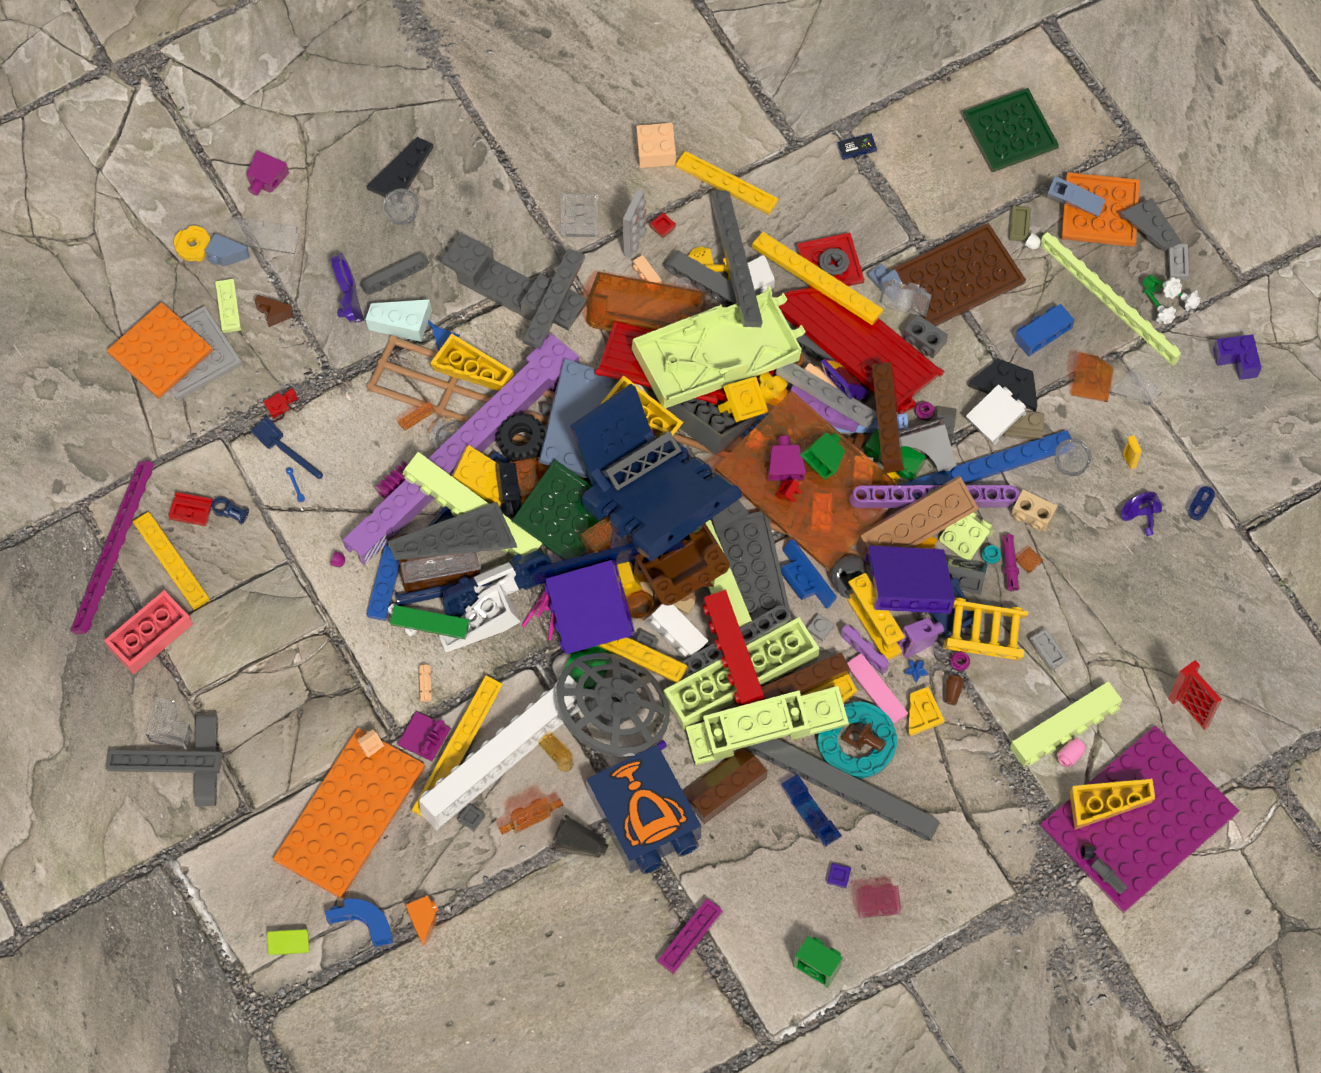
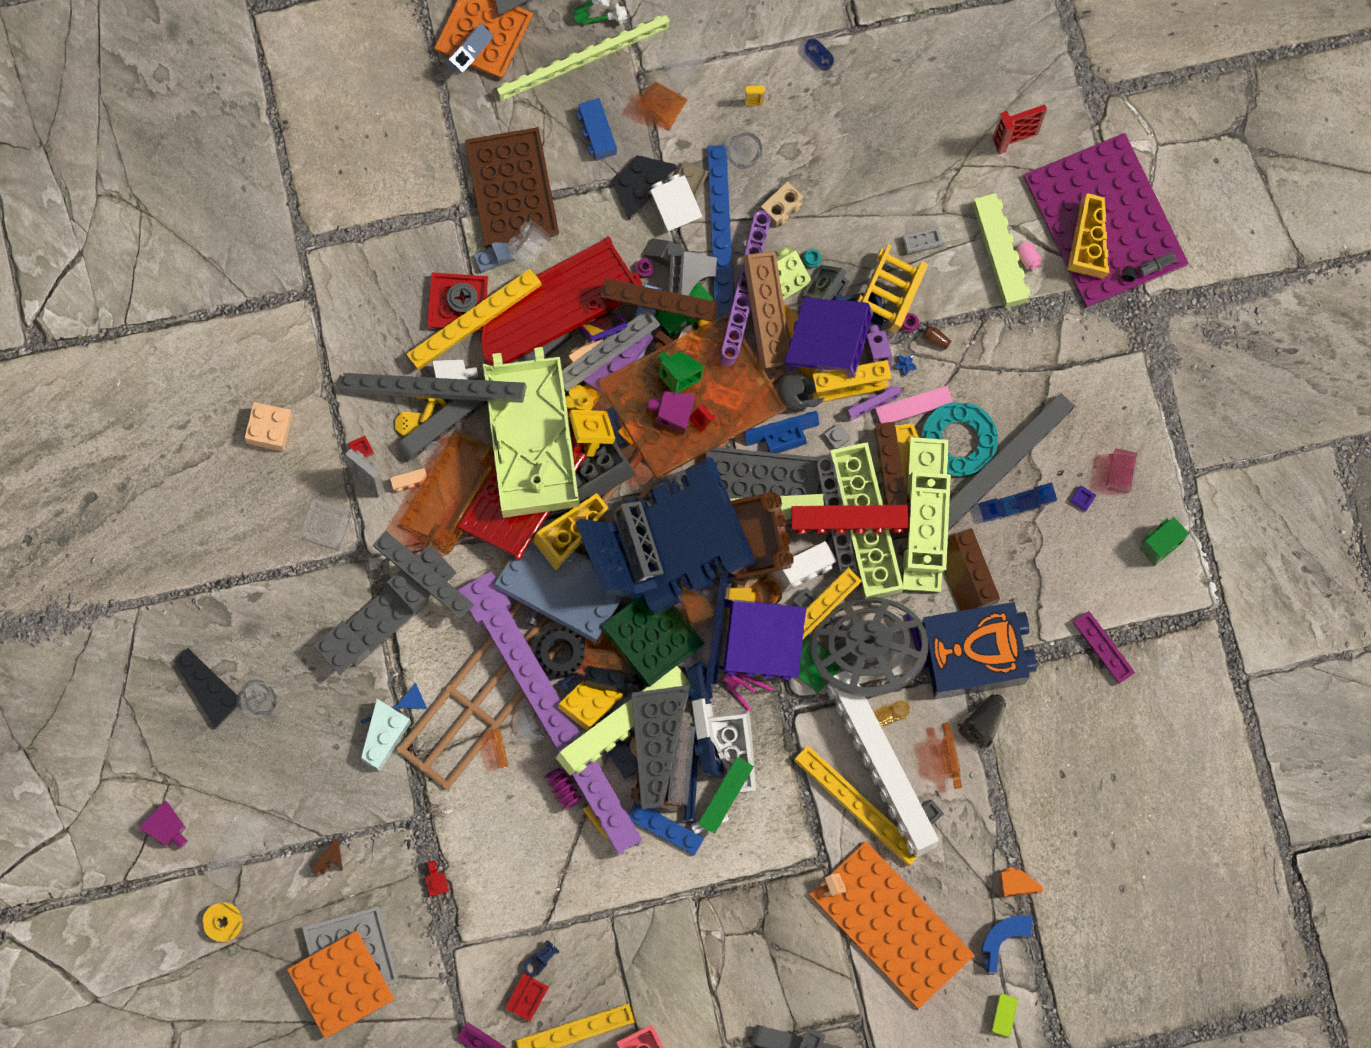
camera: 80 degrees left, 10 degrees up
(225, 251) = (244, 891): sand blue slope -> none
(228, 306) = (308, 904): yellowish green plate -> none
(270, 435) = (470, 899): dark blue piece -> none
(300, 497) = (547, 886): blue hinge -> none
(338, 559) = (627, 868): magenta hinge -> none
(349, 301) = (351, 779): dark purple animal -> none
(395, 273) = (328, 726): dark grey beam -> none
(424, 736) = (836, 834): magenta hinge -> none
(425, 683) = (782, 818): light nougat axle -> none
(470, 364) = (460, 680): yellow wedge -> none
(727, 182) = (331, 372): yellow tile -> none
(856, 146) = (333, 234): tile -> none
(865, 737) = (962, 432): reddish brown bracket -> none
(923, 712) = (950, 372): yellow wing -> none
(928, 333) = (564, 236): dark grey brick -> none
(1010, 130) = (366, 84): dark green plate -> none
(1011, 570) = (827, 244): magenta pin -> none
(1020, 223) = (472, 111): olive tile -> none
(1029, 560) = (828, 226): clear orange tile -> none
(1033, 241) = (497, 106): white hinge -> none
(1131, 509) = (806, 117): dark purple helmet -> none

